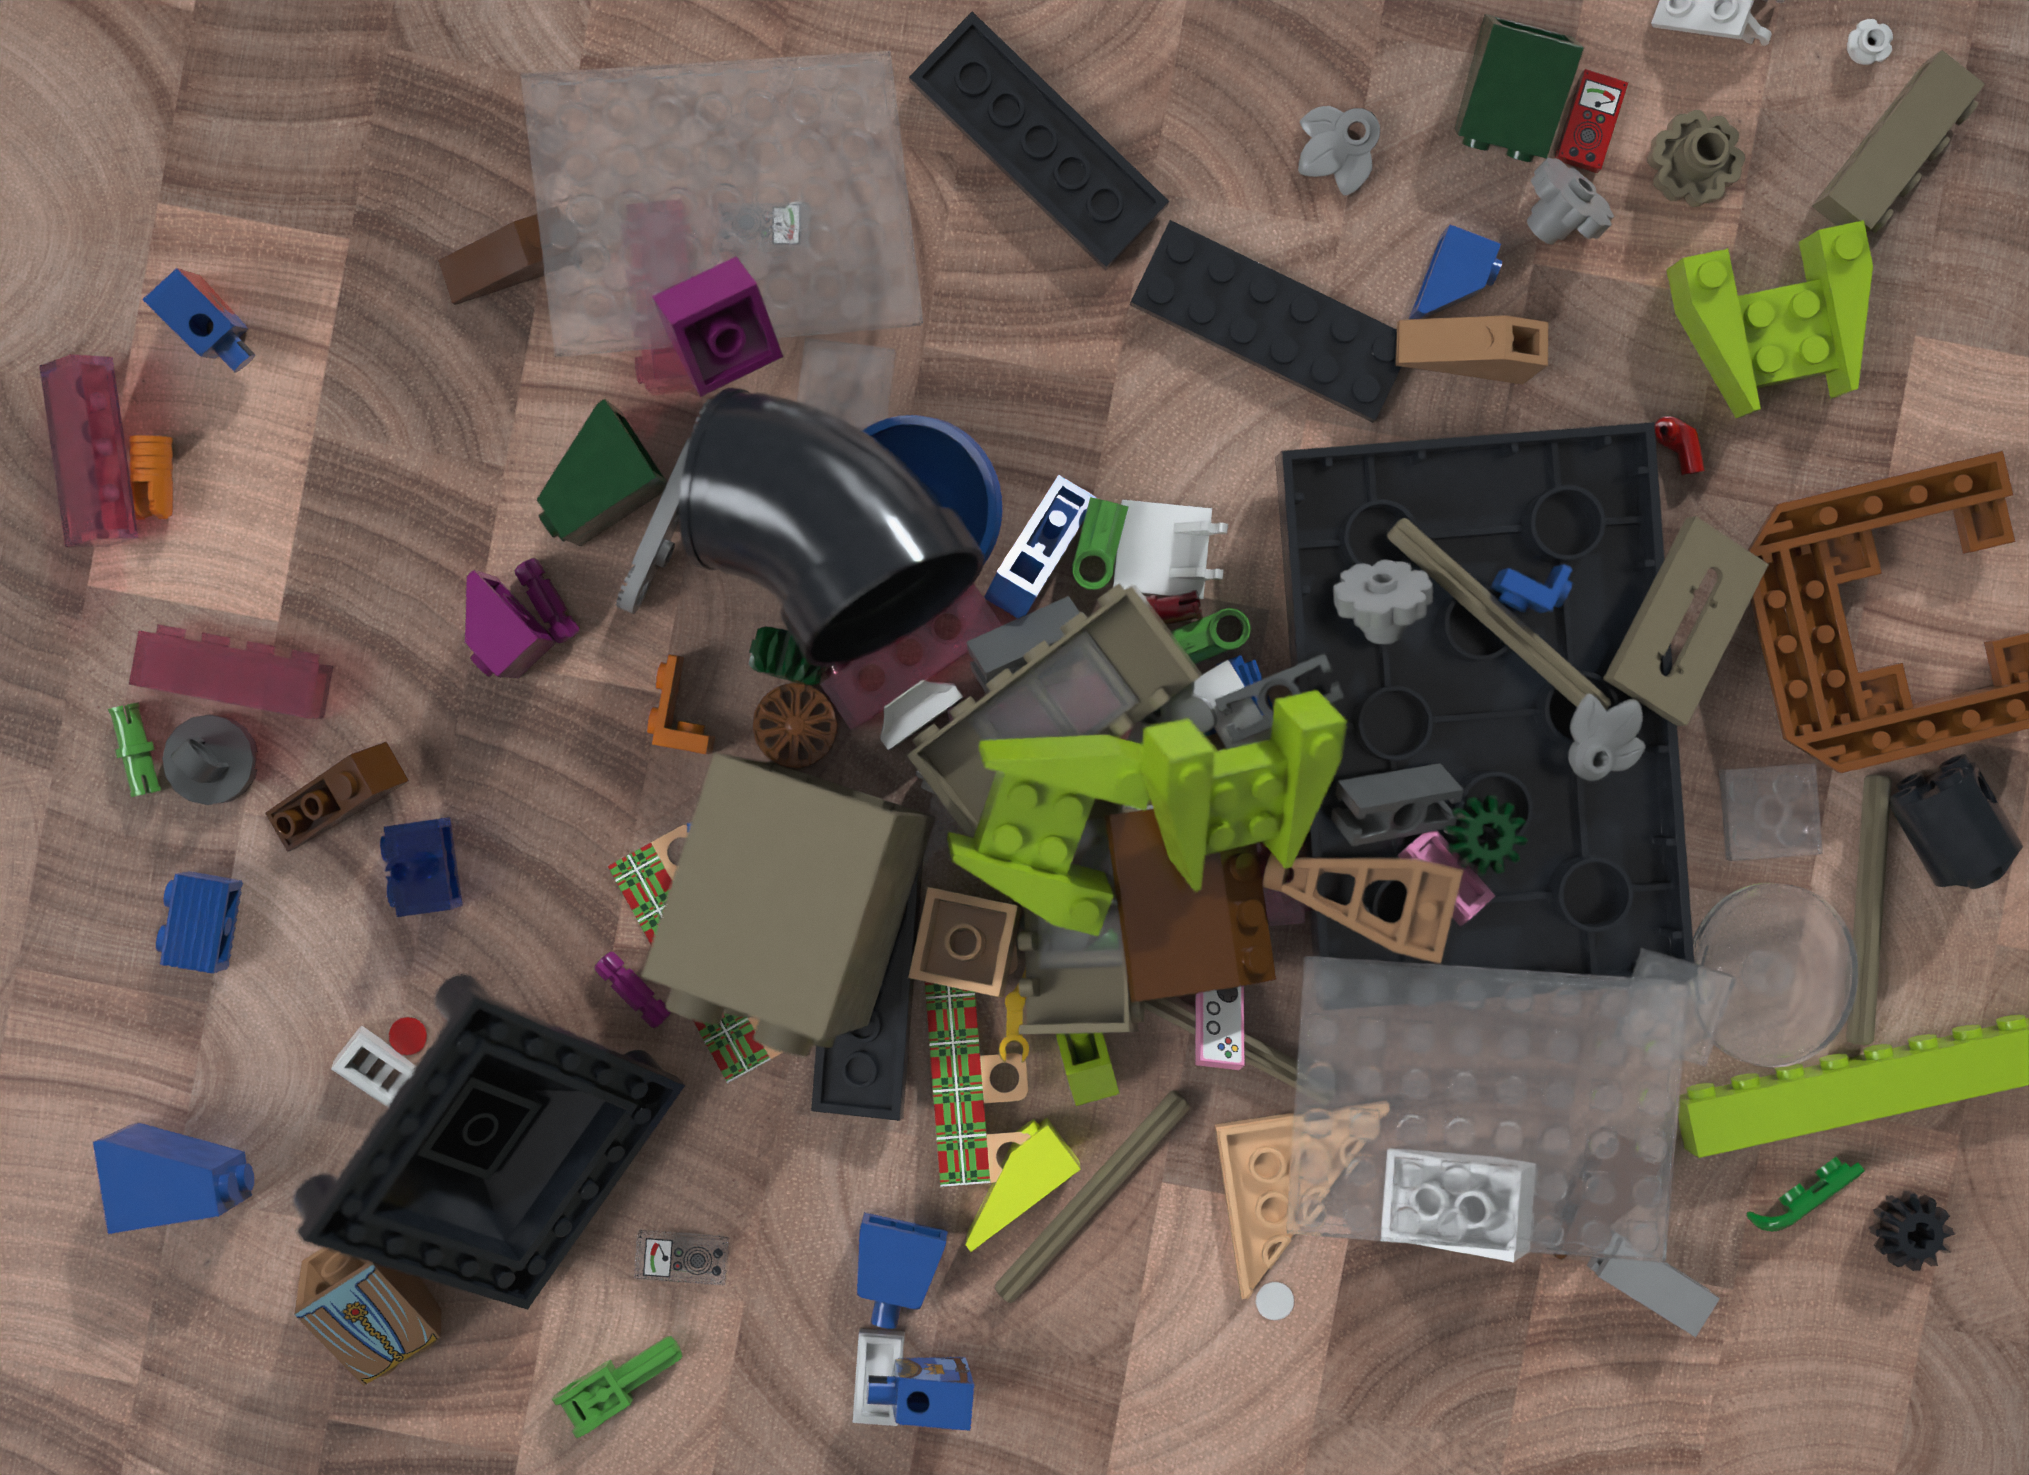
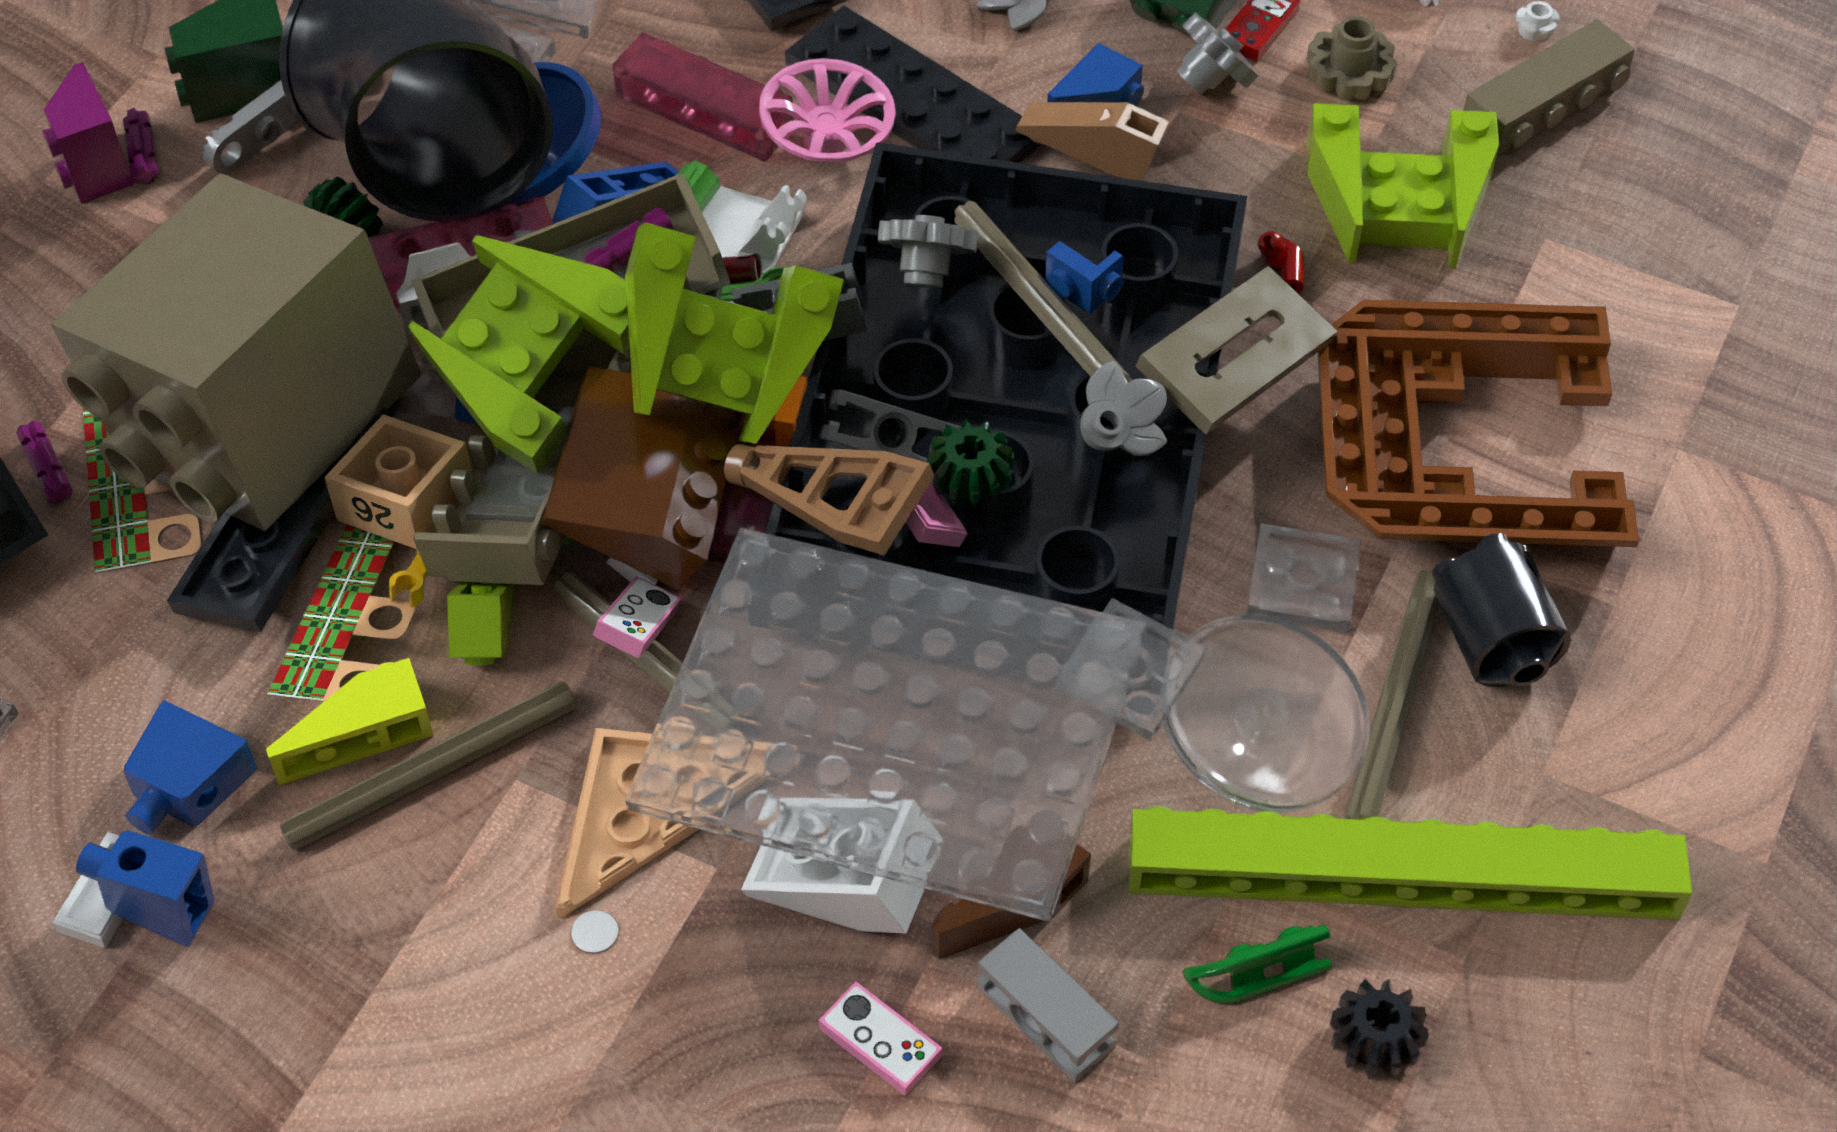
camera: 10 degrees right, 35 degrees down
(1072, 389) = (696, 94): none -> clear pink brick
(1097, 665) = (620, 245): none -> magenta axle
(1207, 393) = (825, 122): none -> bright pink wheel
(1527, 1336) = (880, 1038): none -> tile

